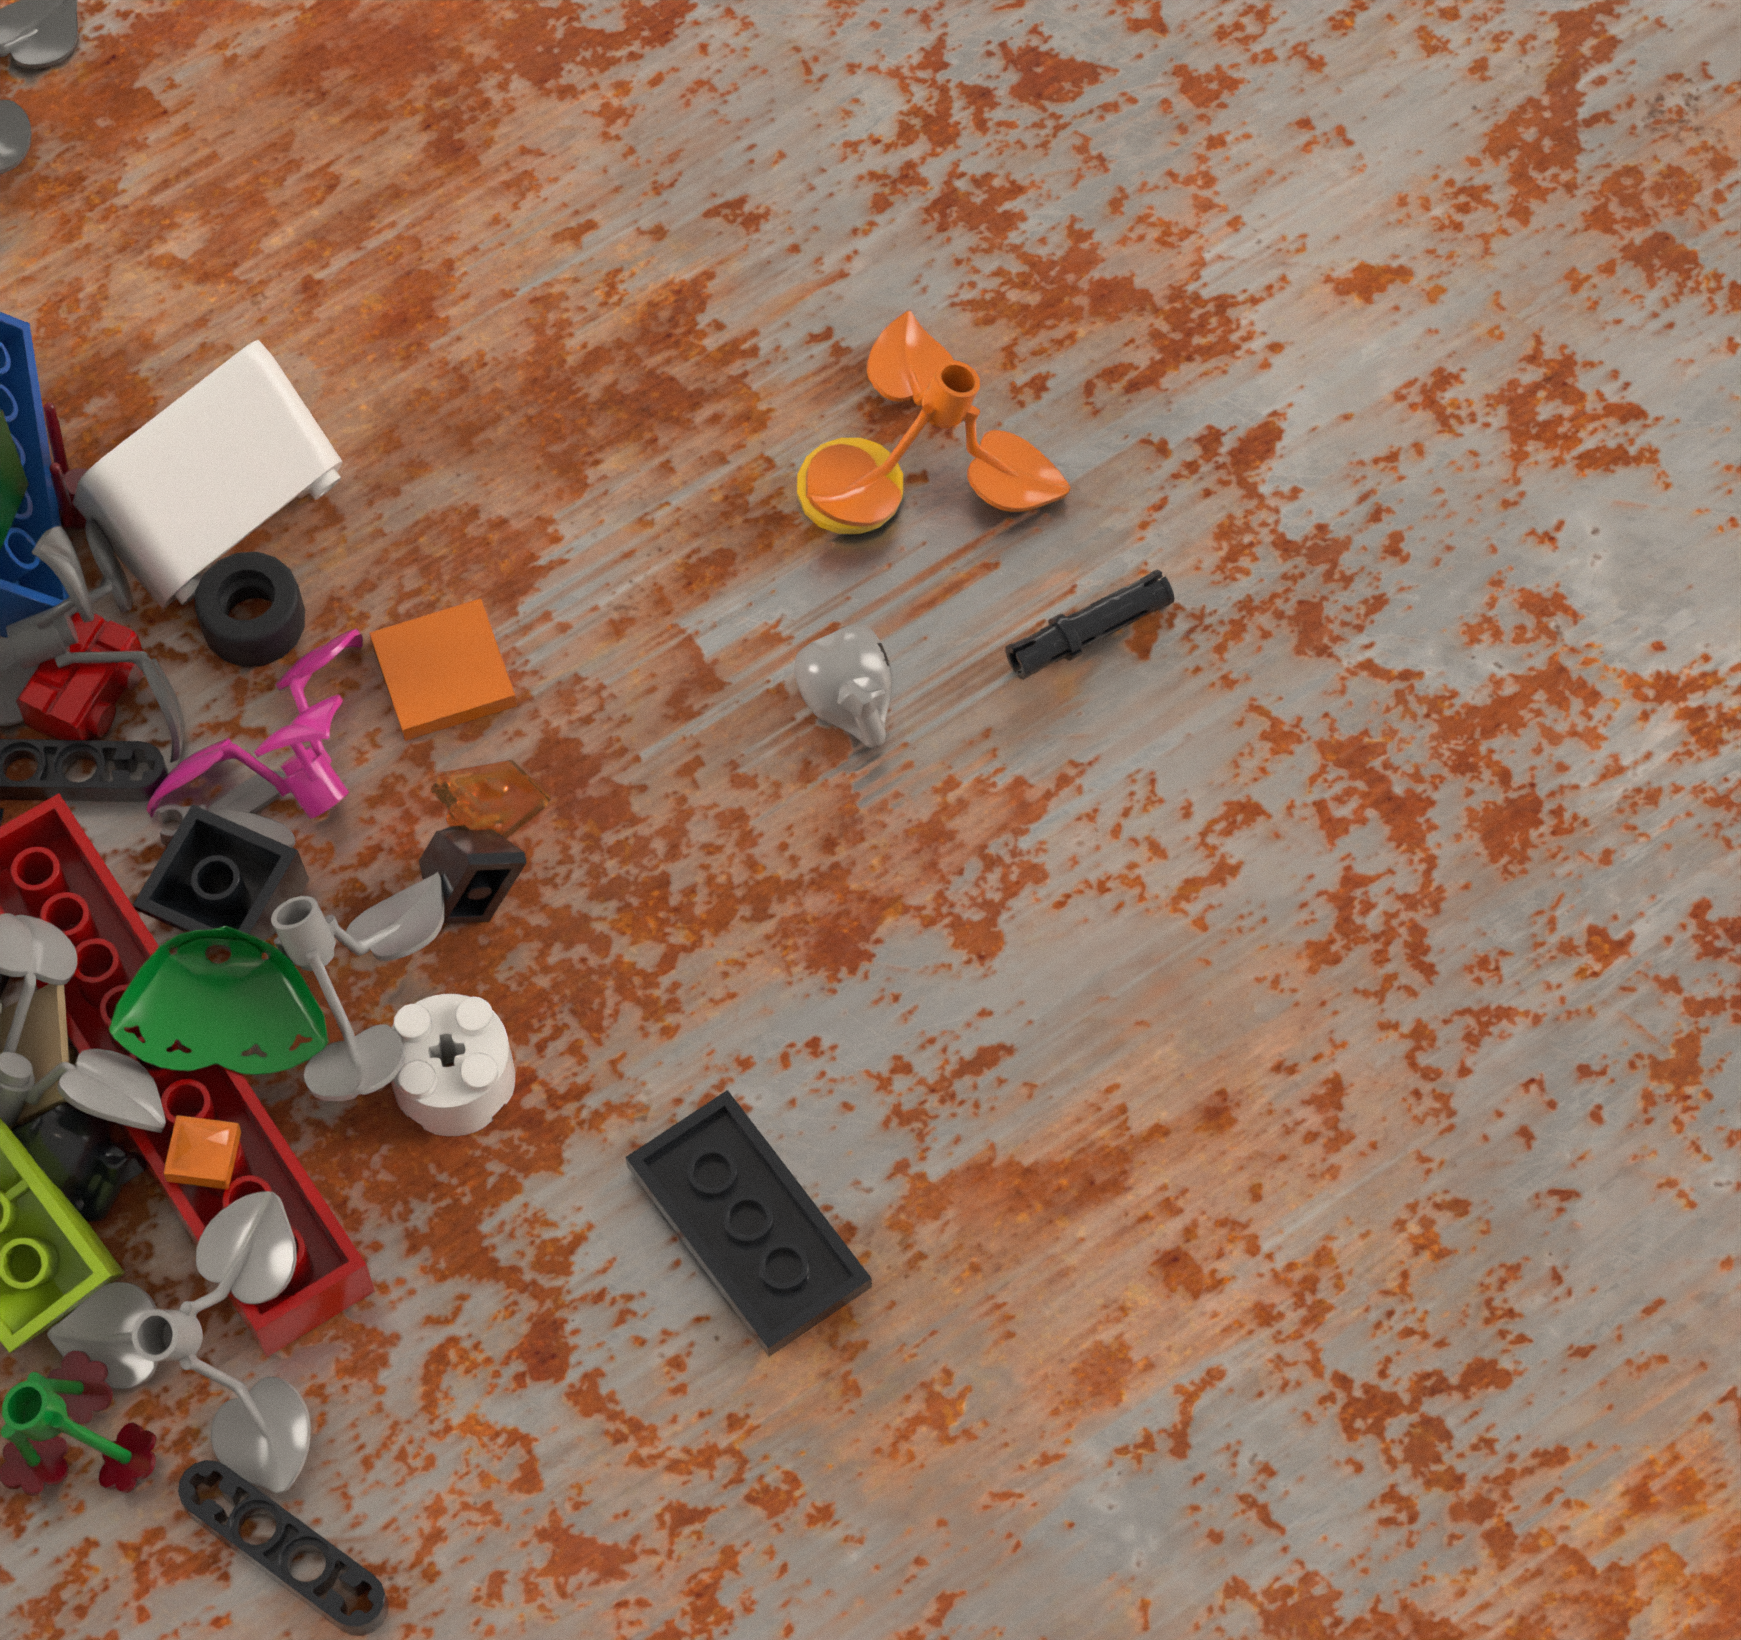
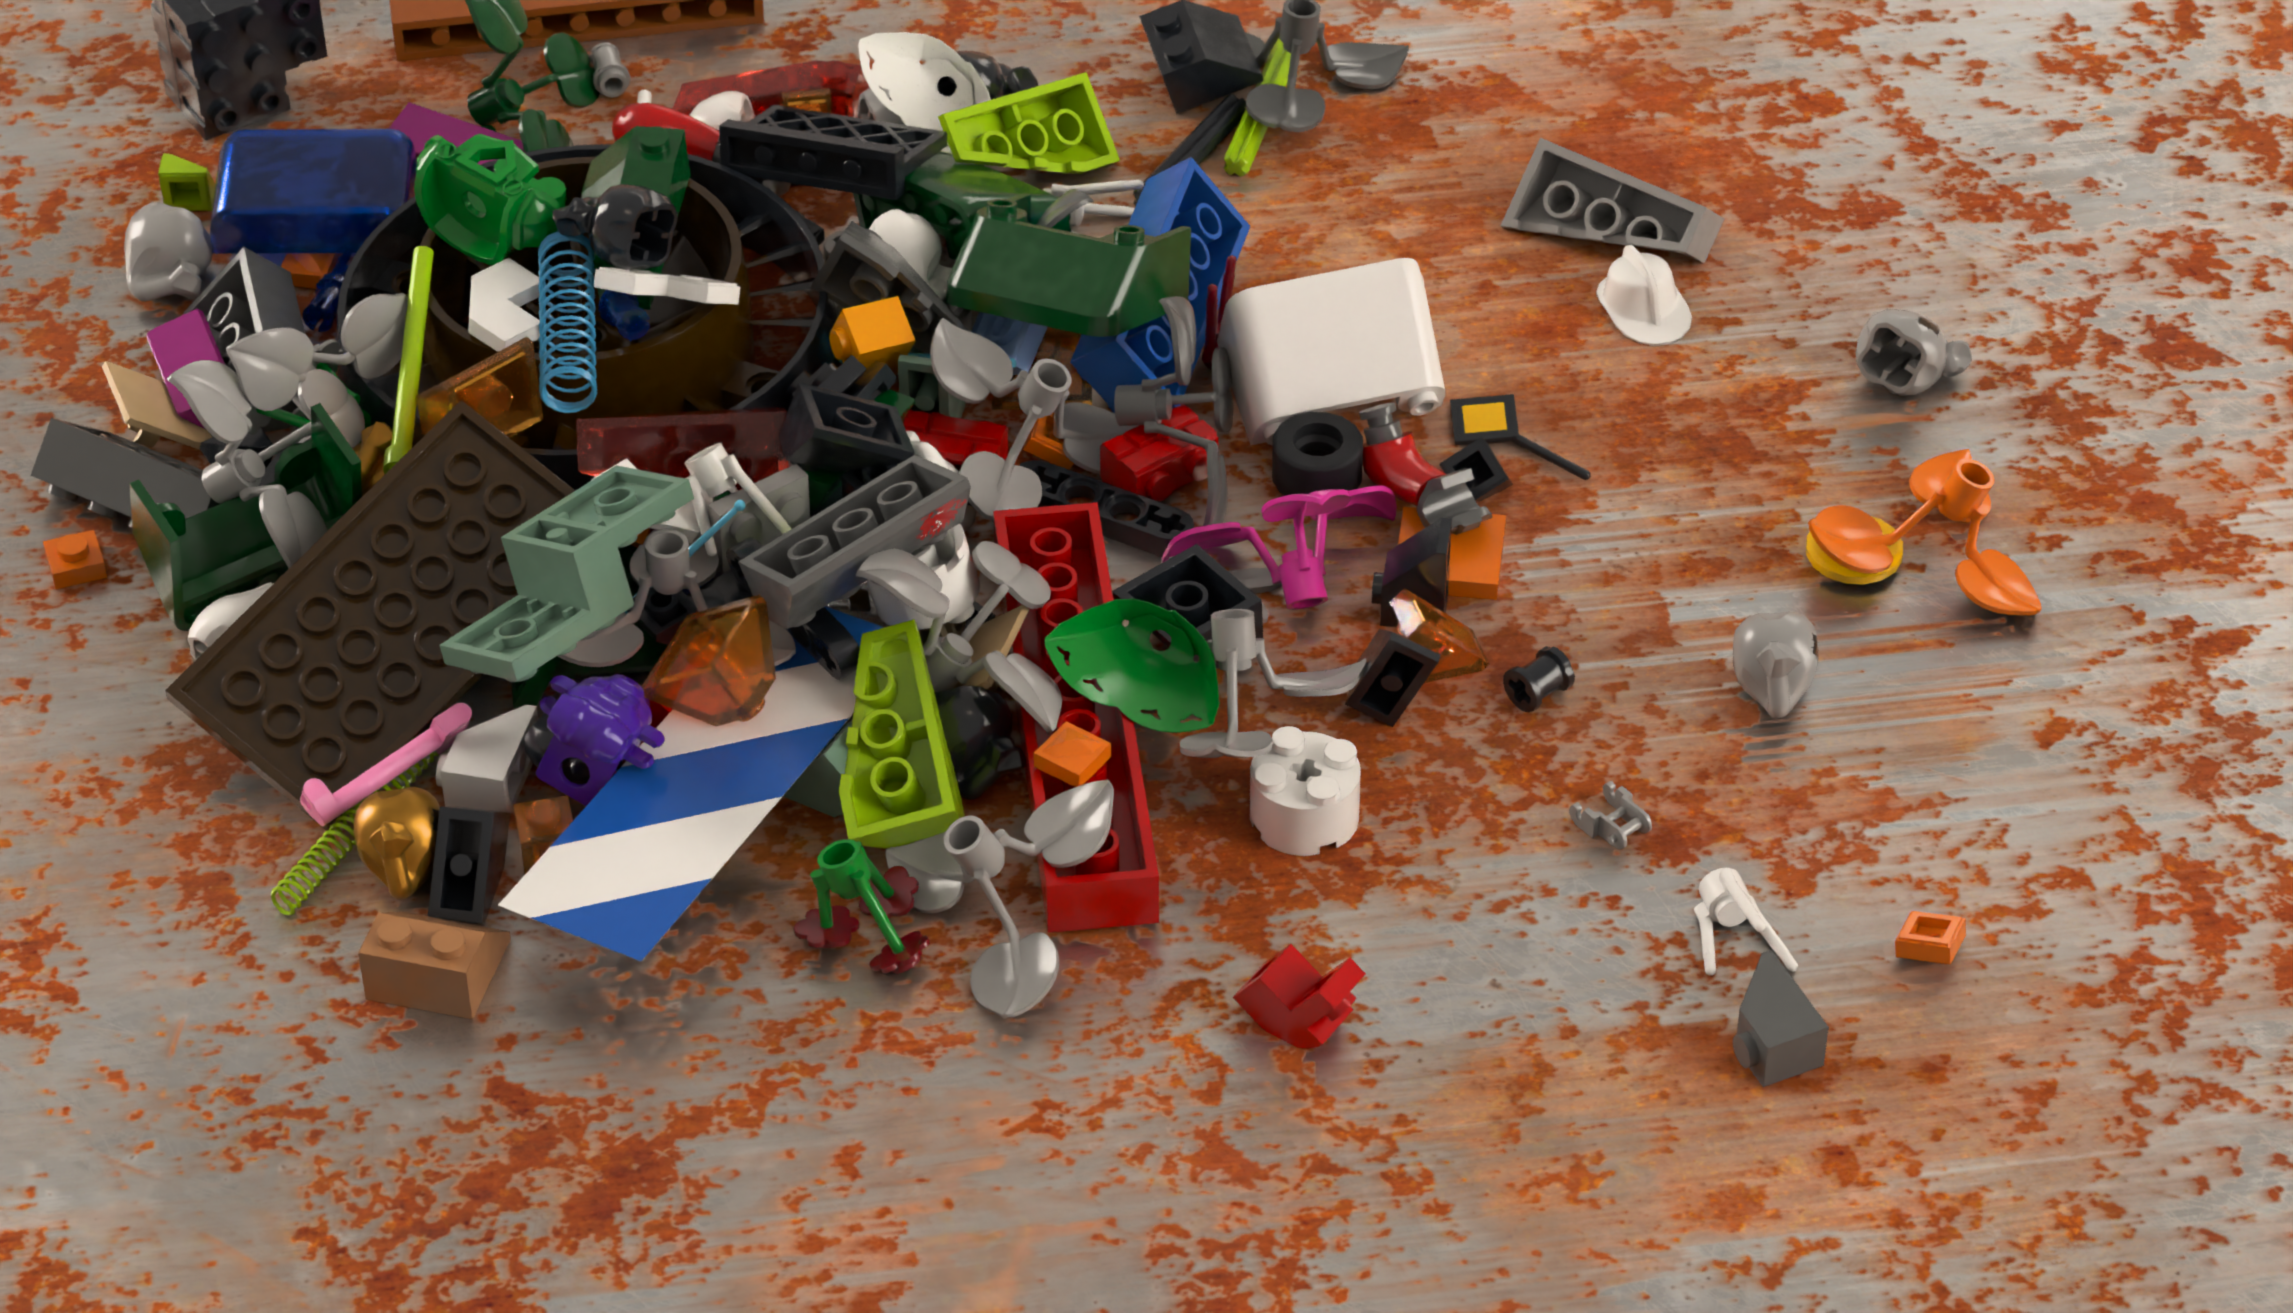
camera: 25 degrees right, 20 degrees down
(286, 1543) = (982, 1058): black beam -> none
(348, 590) = (1395, 462): none -> piece
(383, 136) = (1591, 201): none -> light grey wedge
(401, 471) = (1496, 421): none -> piece
(423, 554) = (1486, 469): none -> black slope
(433, 733) = (1419, 566): none -> black slope
(487, 242) = (1644, 299): none -> white piece
(570, 1334) = (1297, 1002): none -> red brick
(615, 802) = (1538, 679): none -> black bush
(748, 1223) = (1489, 987): black plate -> none
(761, 959) = (1598, 824): none -> light grey piece
(793, 208) = (1908, 352): none -> light grey piece
(939, 1005) = (1730, 904): none -> white plant
(1052, 1142) = (1778, 1026): none -> dark grey slope
(1071, 633) = (1994, 702): black pin -> none
(1148, 959) = (1930, 937): none -> orange tile

